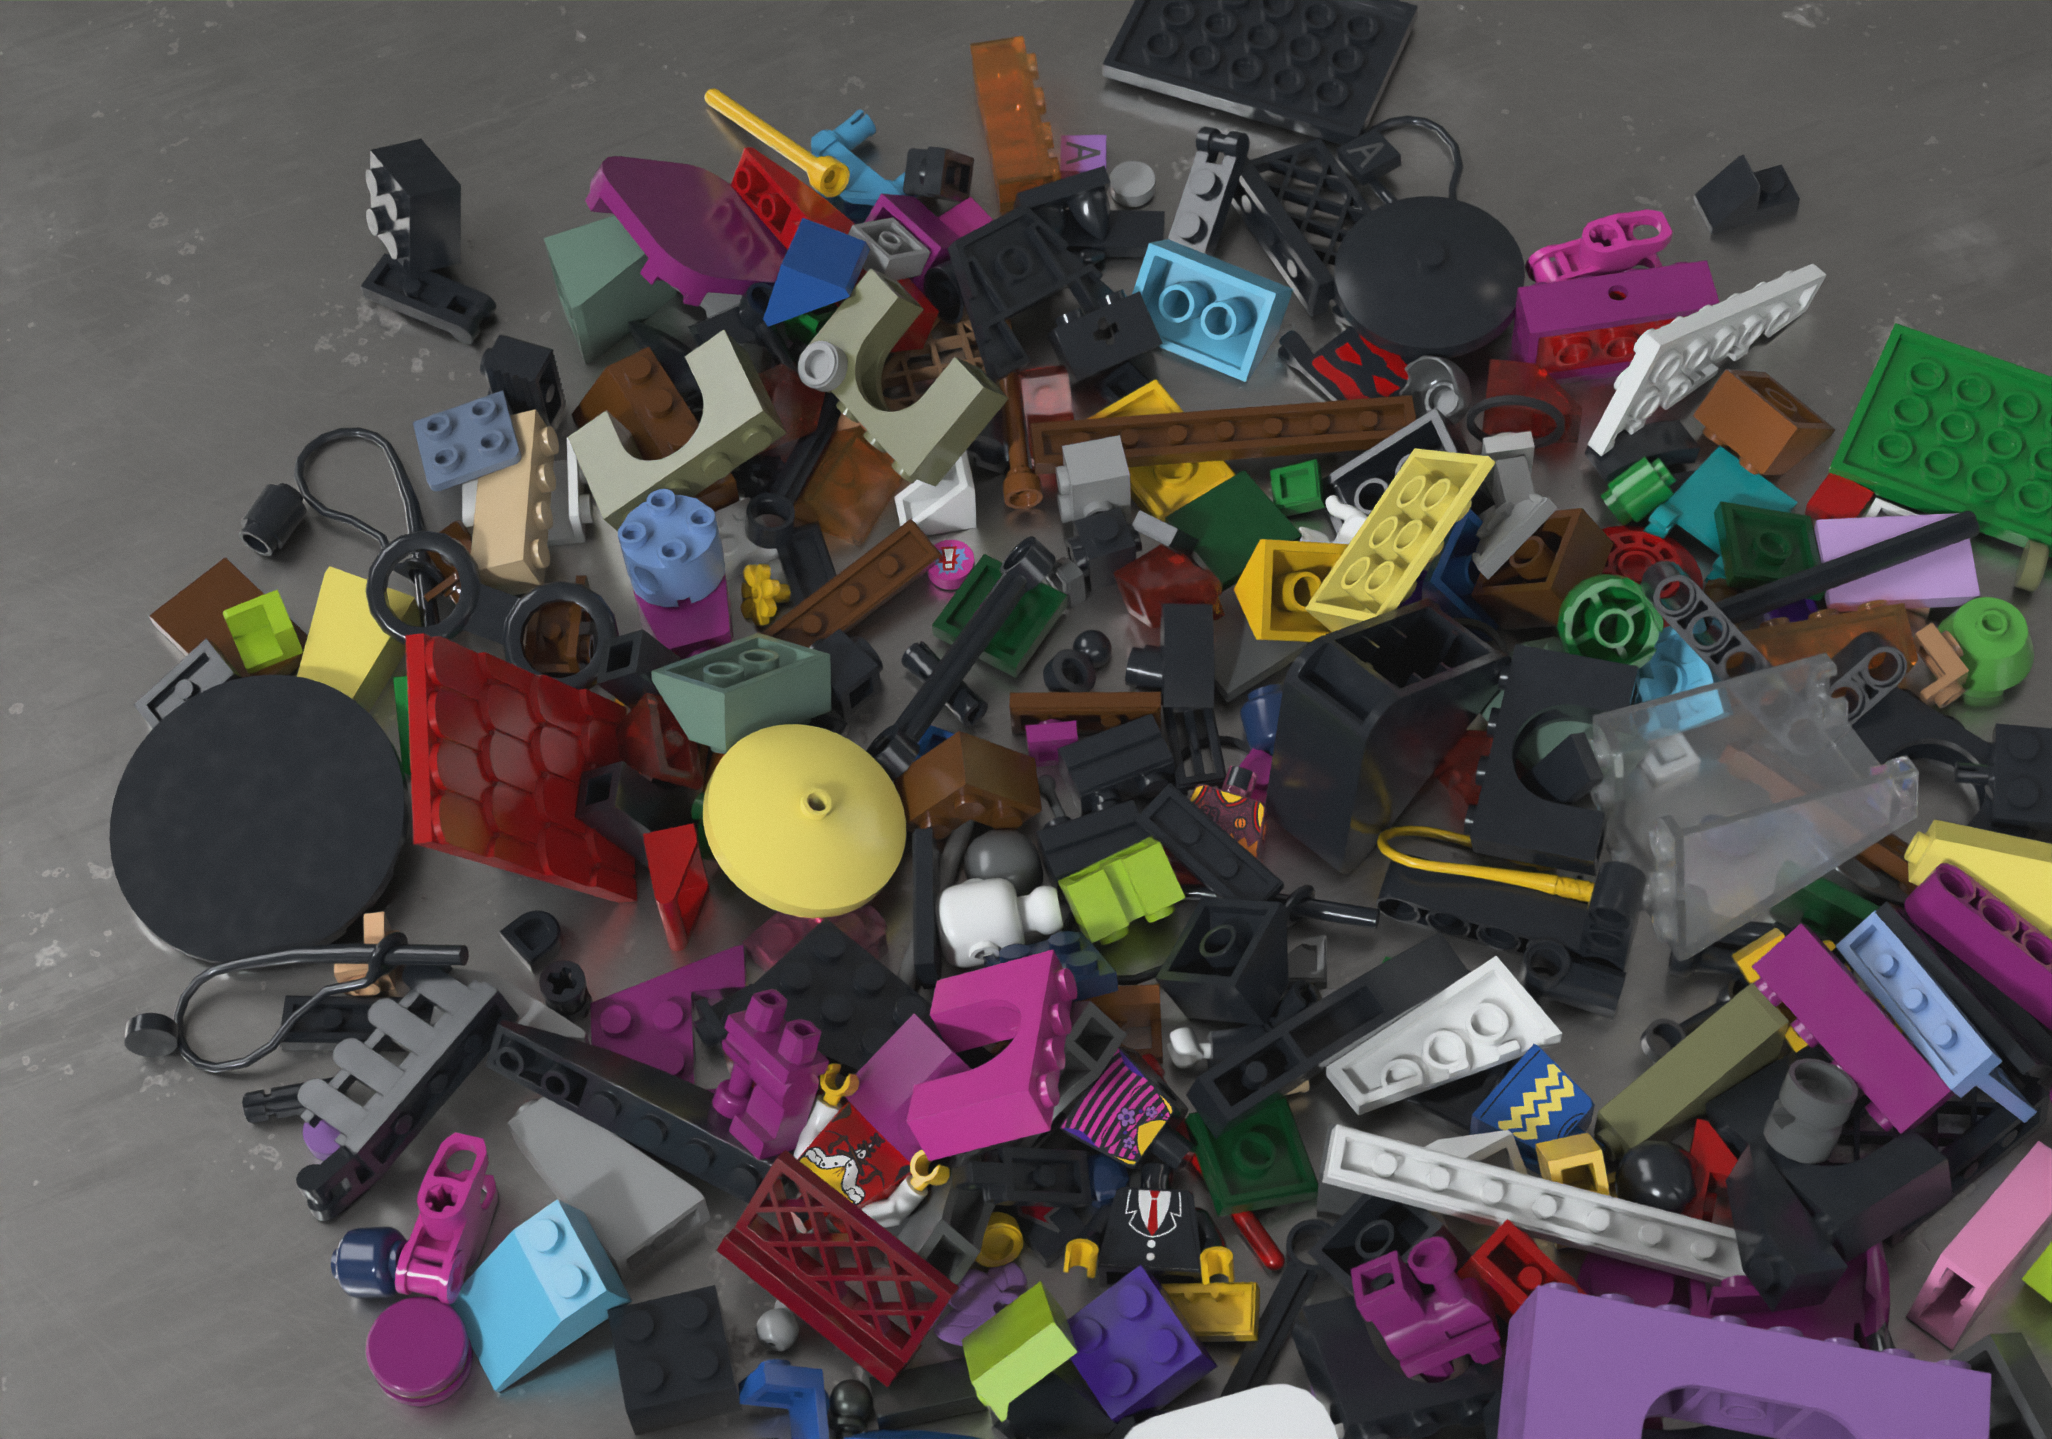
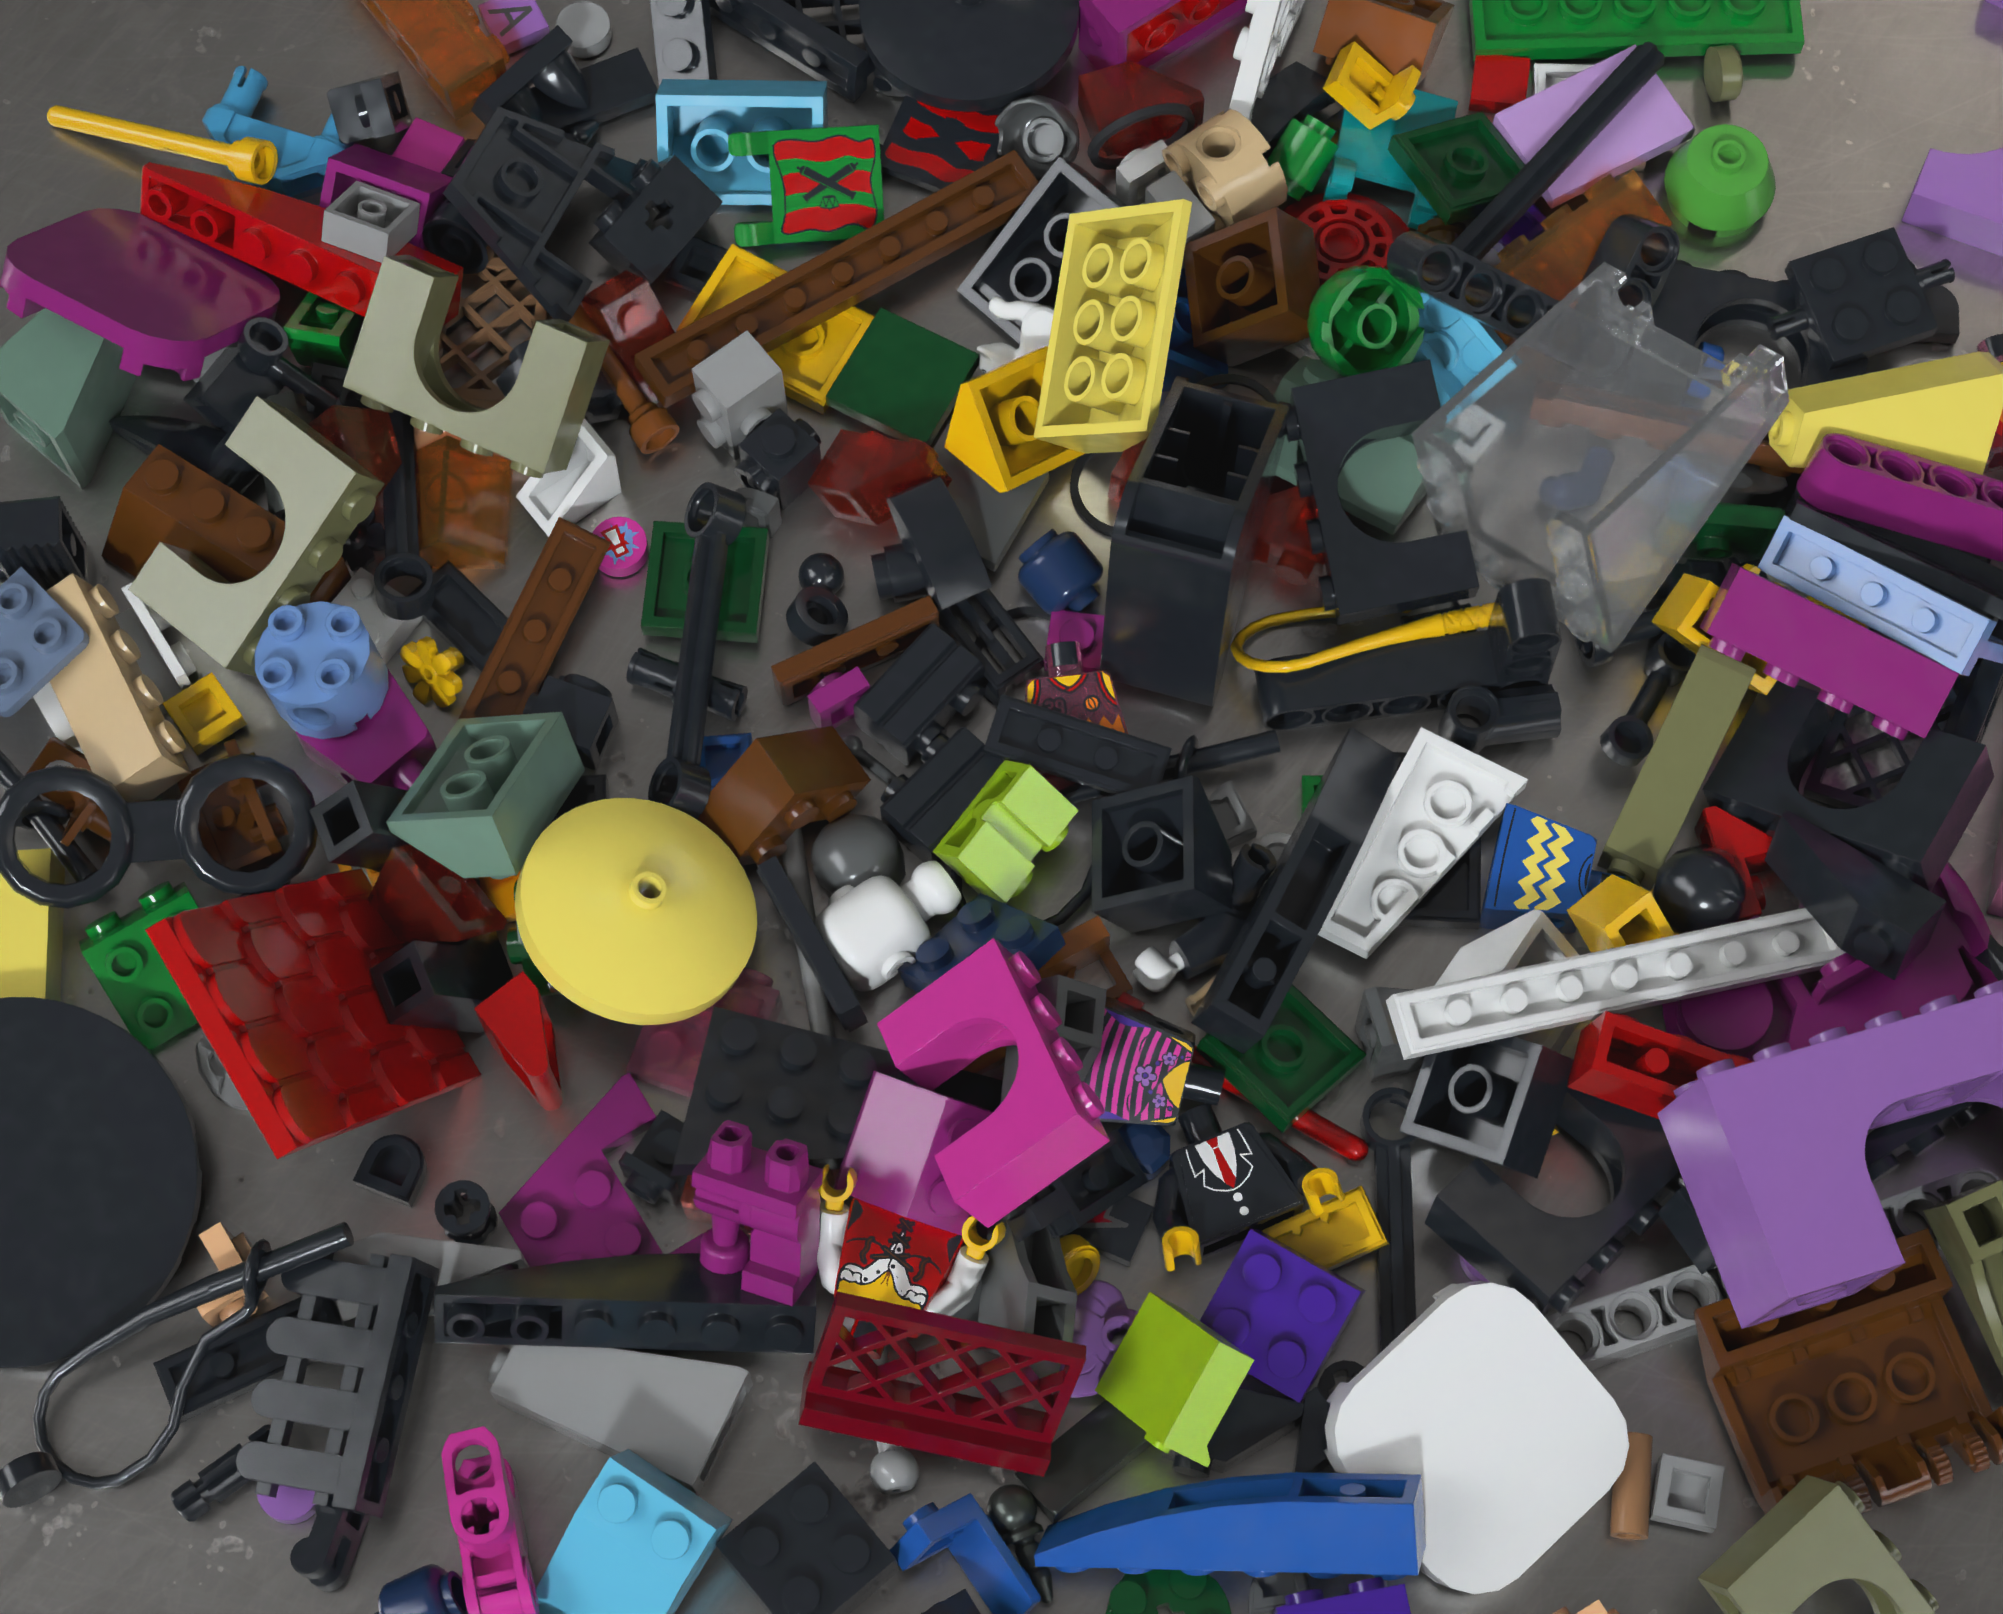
camera: 30 degrees left, 10 degrees up
(580, 553) = (204, 713): none -> yellow plate
(815, 271) = (315, 284): blue slope -> none
(822, 366) = (379, 388): light grey tile -> none
(1164, 533) = (839, 416): tile -> none
(1245, 360) = (820, 183): none -> flag
(1298, 488) = (944, 302): green tile -> none
(1433, 1327) = (1583, 1154): magenta hips -> none
(1508, 529) = (1206, 260): light grey tile -> none
(1565, 772) = (1405, 503): black tile -> none
(1568, 469) = (1227, 168): none -> tan brick
(1721, 458) = (1369, 88): none -> yellow bracket
(1810, 1111) = (1828, 755): dark grey wheel -> none
(1942, 657) = (1696, 212): medium nougat bracket -> none

